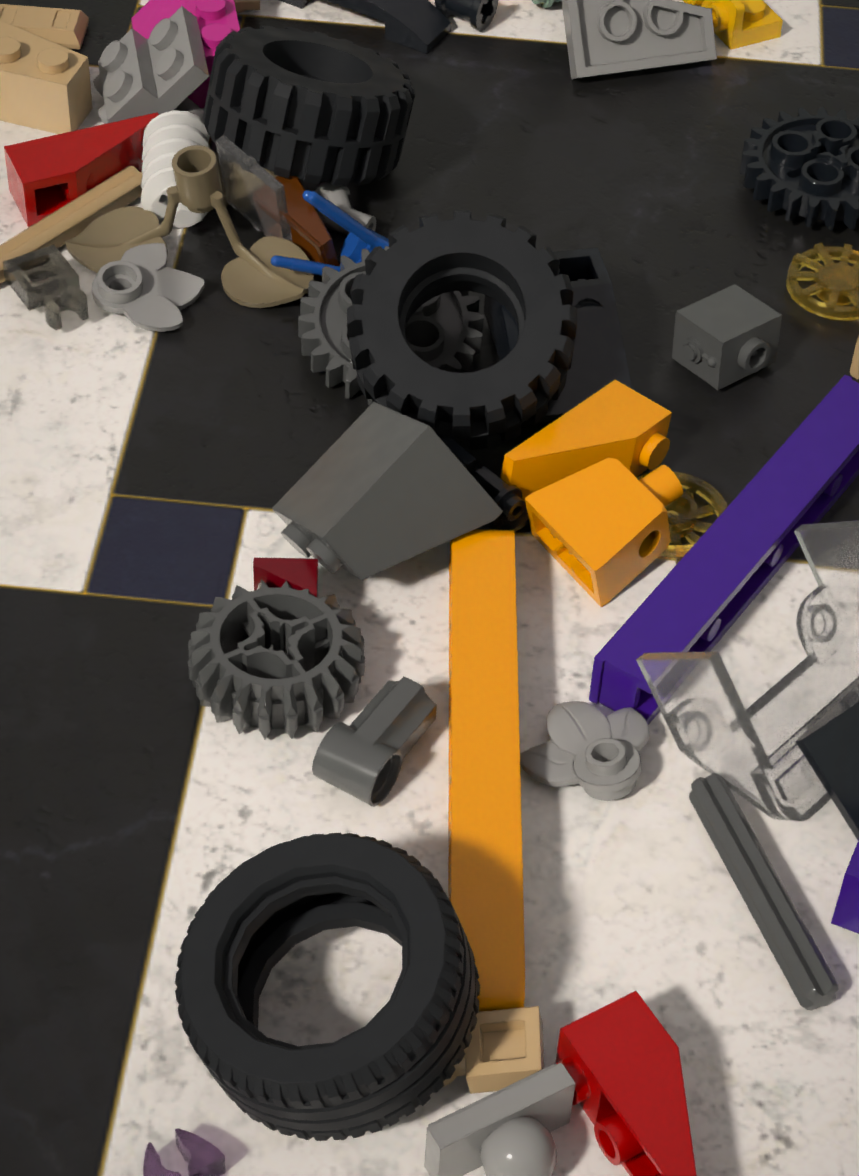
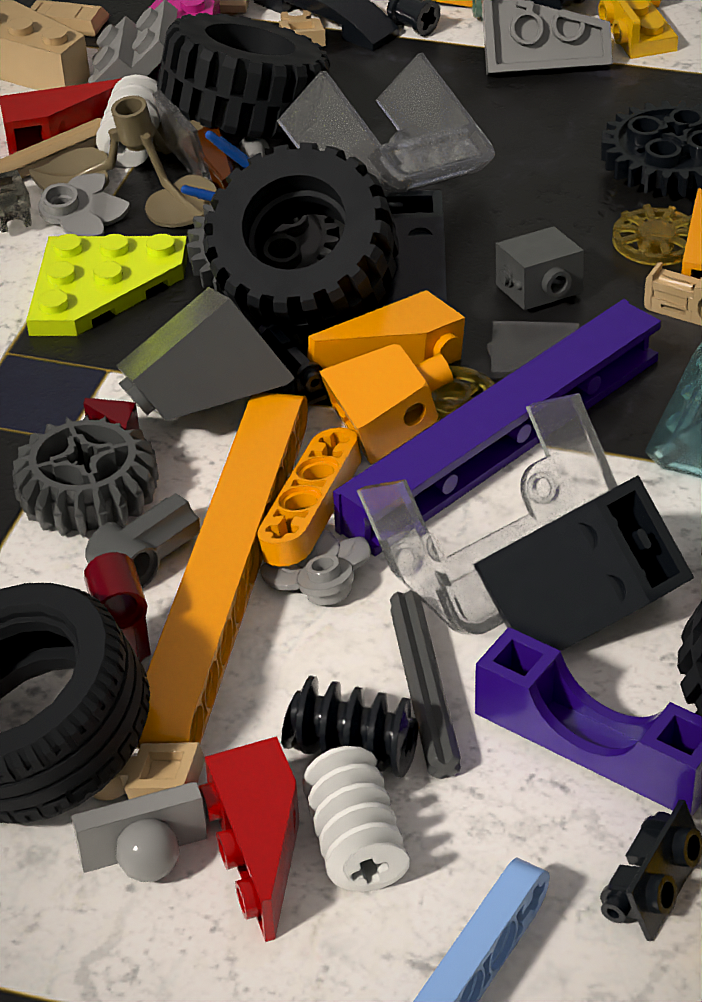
camera: 15 degrees right, 5 degrees down
(197, 382) = (99, 274): none -> neon yellow plate
(340, 27) = (305, 26): none -> tan plate
(392, 814) = (116, 584): none -> dark red piece
(551, 176) = (433, 137): none -> clear windscreen
(557, 658) = (307, 497): none -> light orange beam
(708, 959) = (332, 723): none -> black piece
(736, 437) = (521, 341): none -> clear piece
(747, 1088) = (354, 820): none -> white piece

